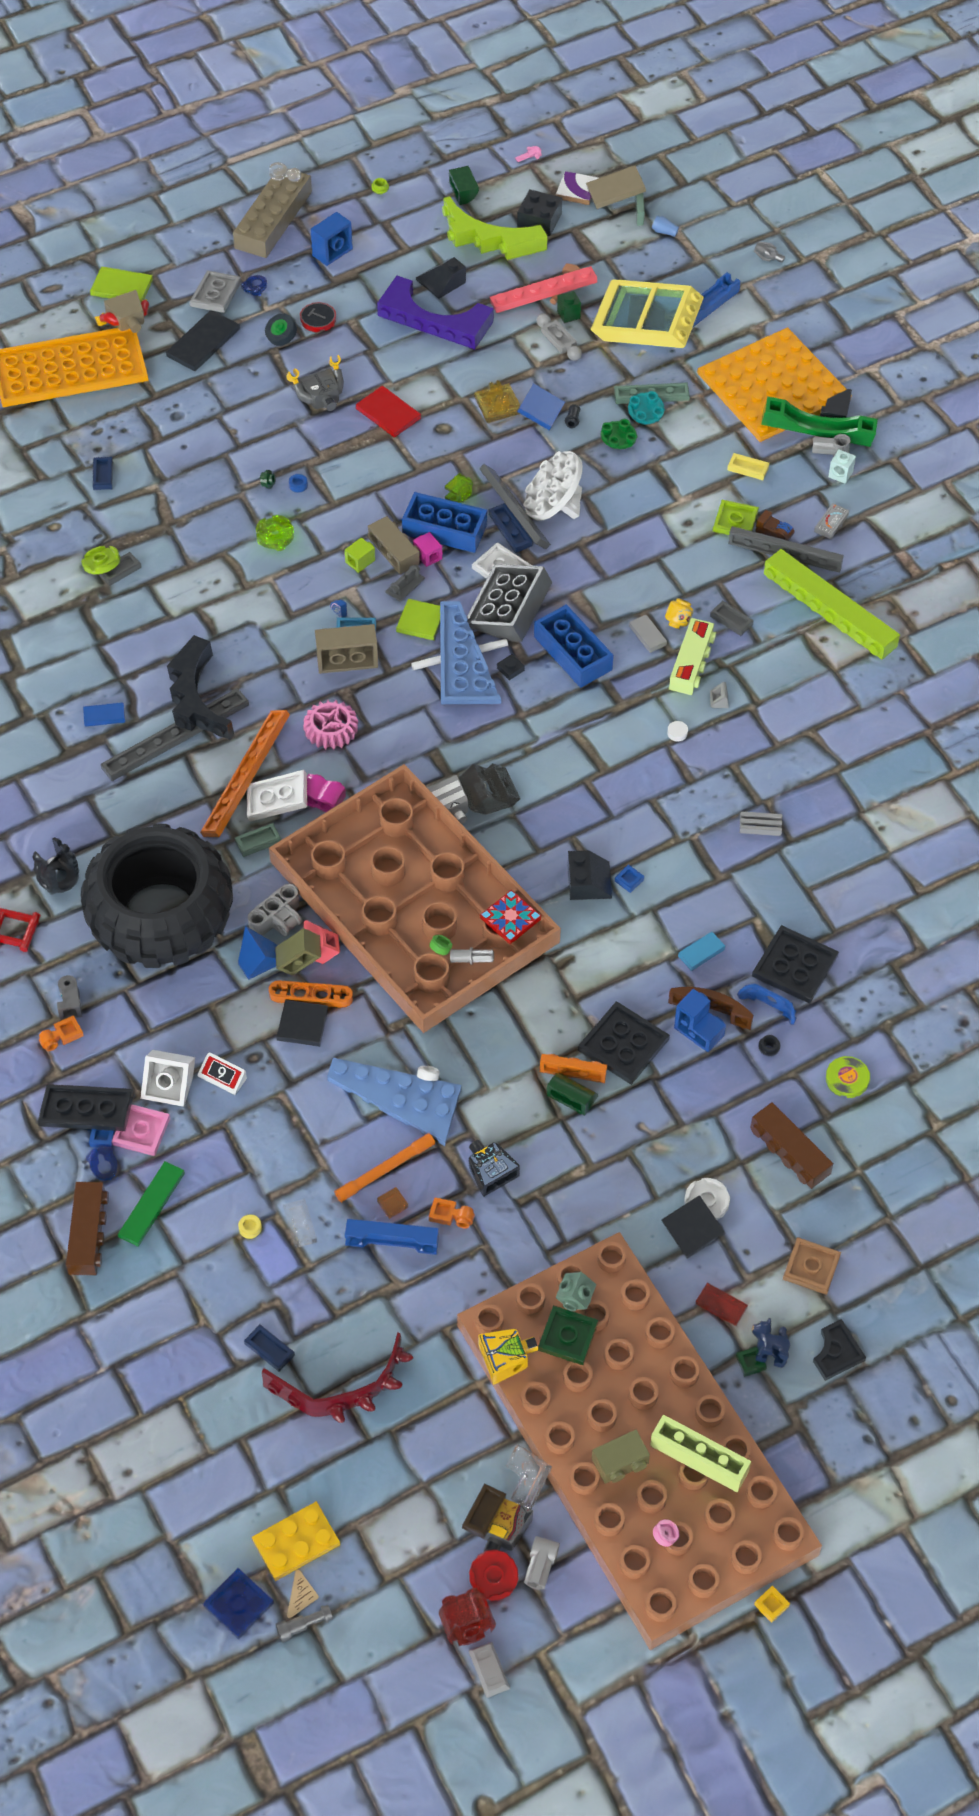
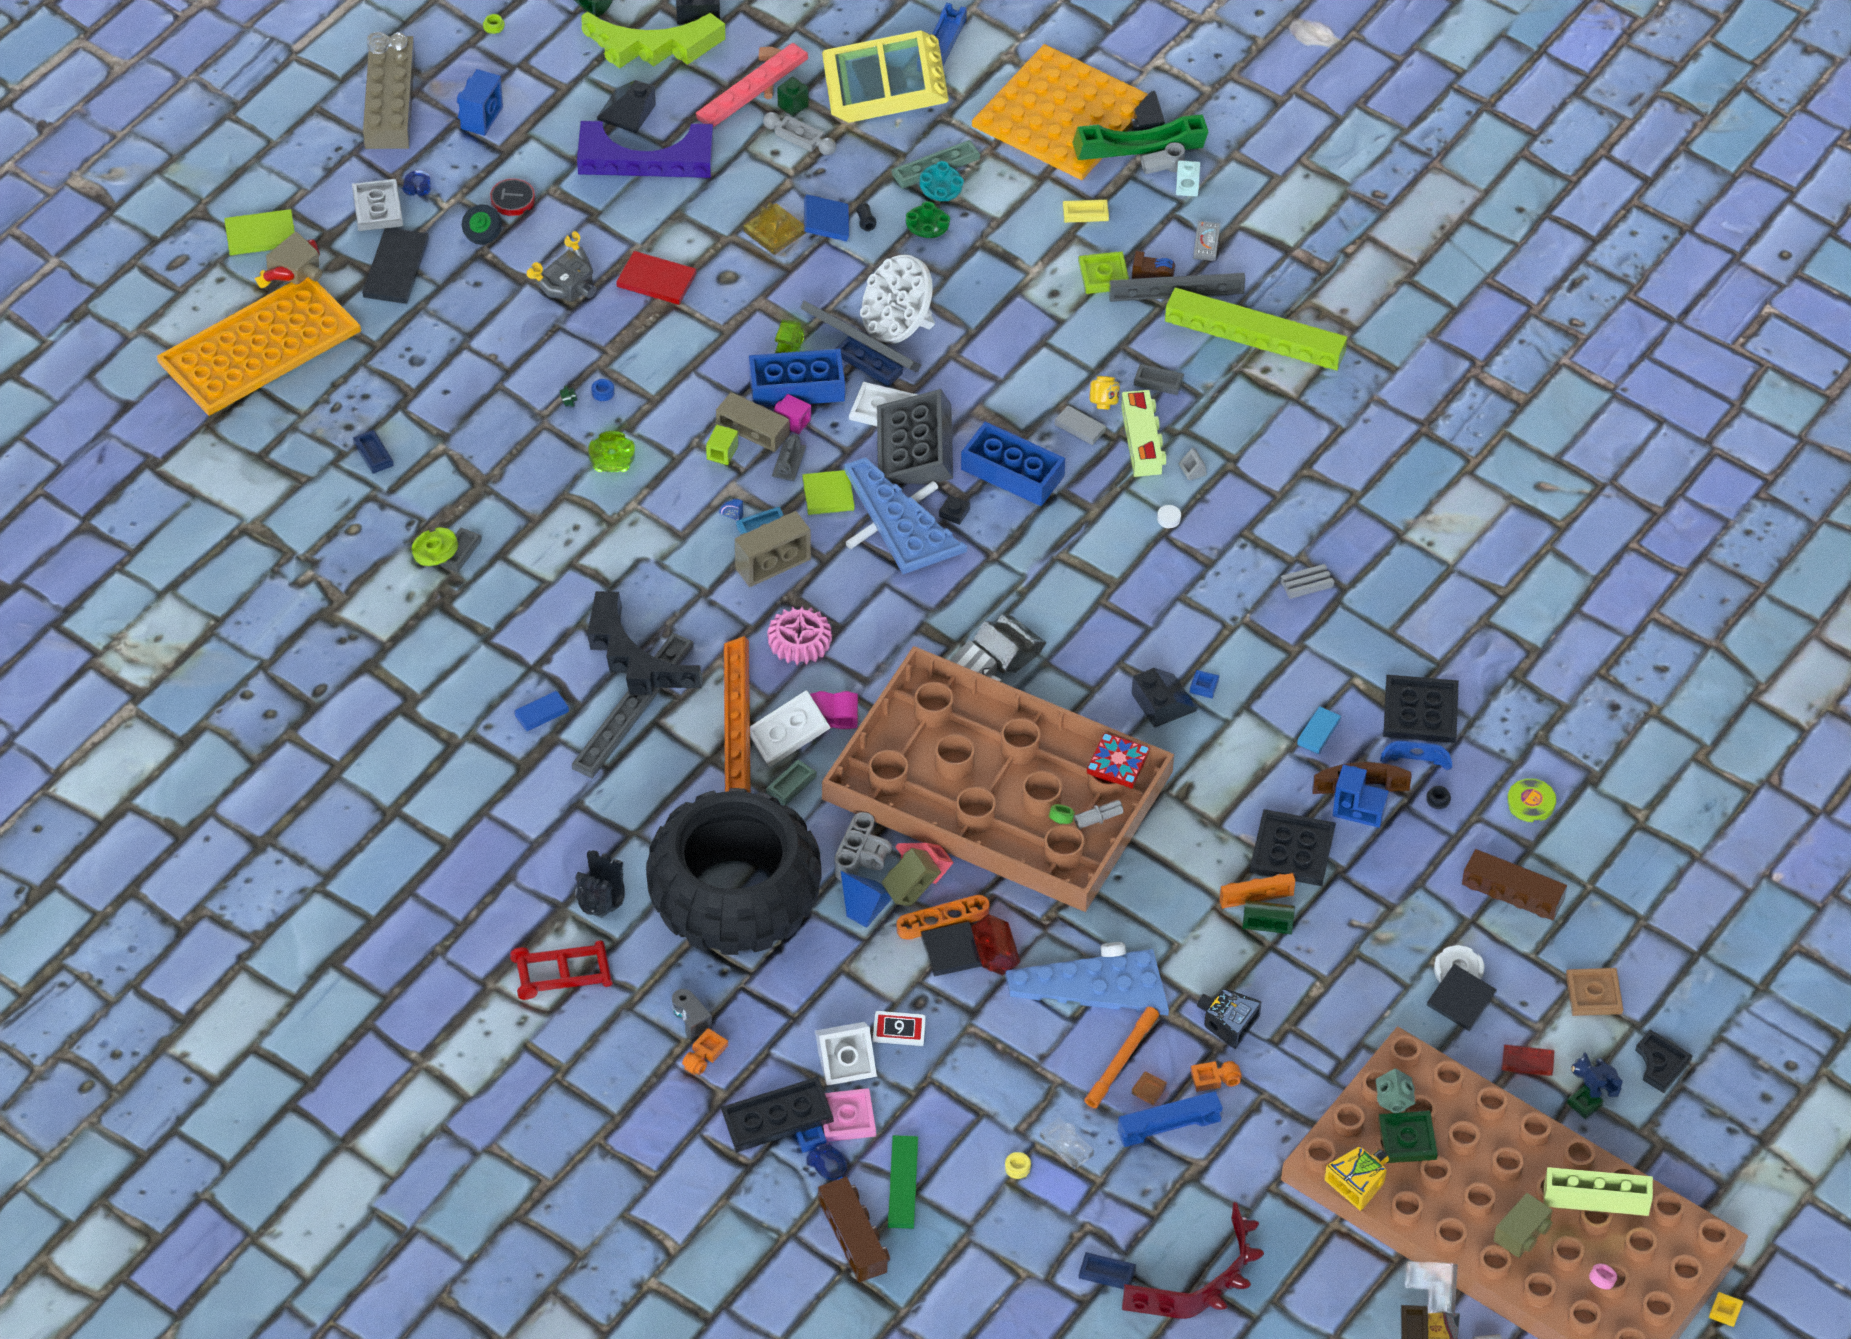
camera: 25 degrees left, 5 degrees down
(334, 1033) = (995, 944): none -> clear red brick

